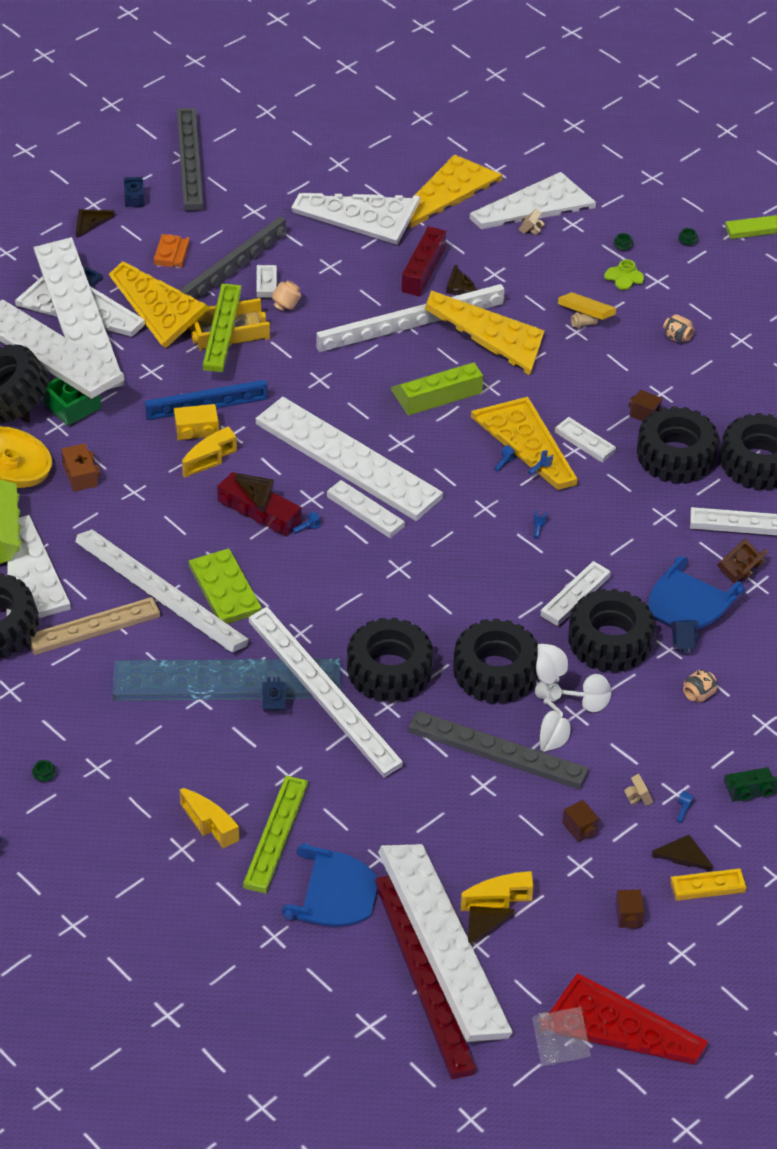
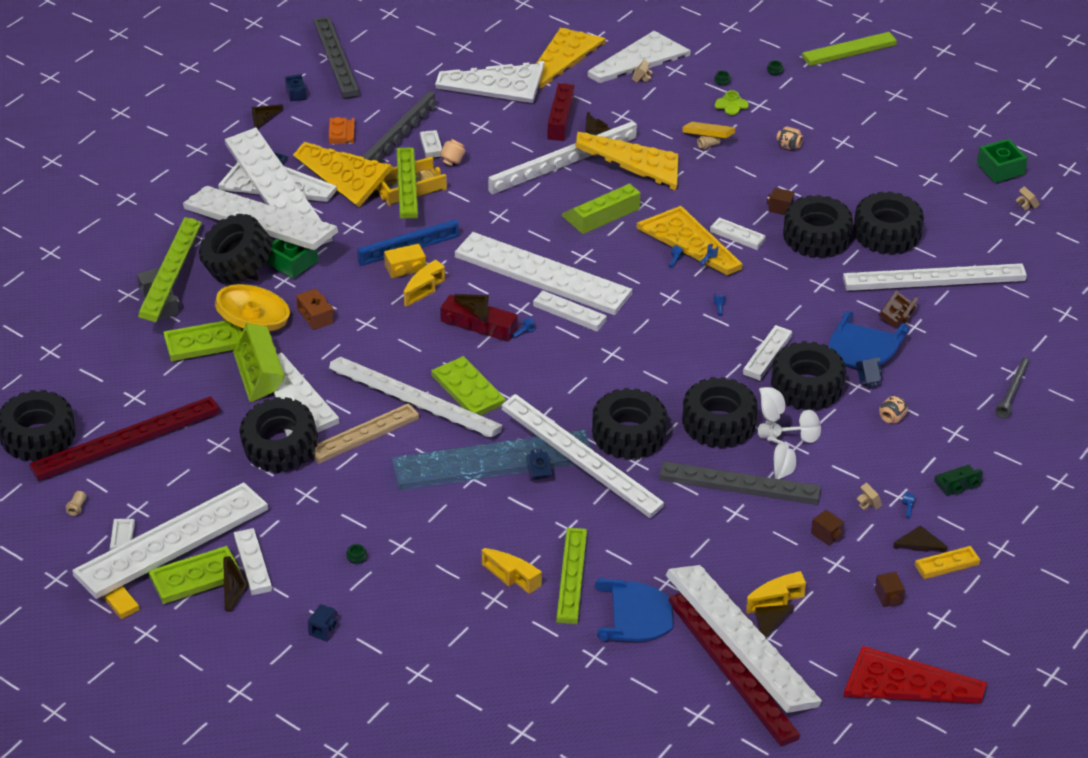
camera: 10 degrees left, 5 degrees down
(561, 1036) = (864, 696): clear hinge -> none

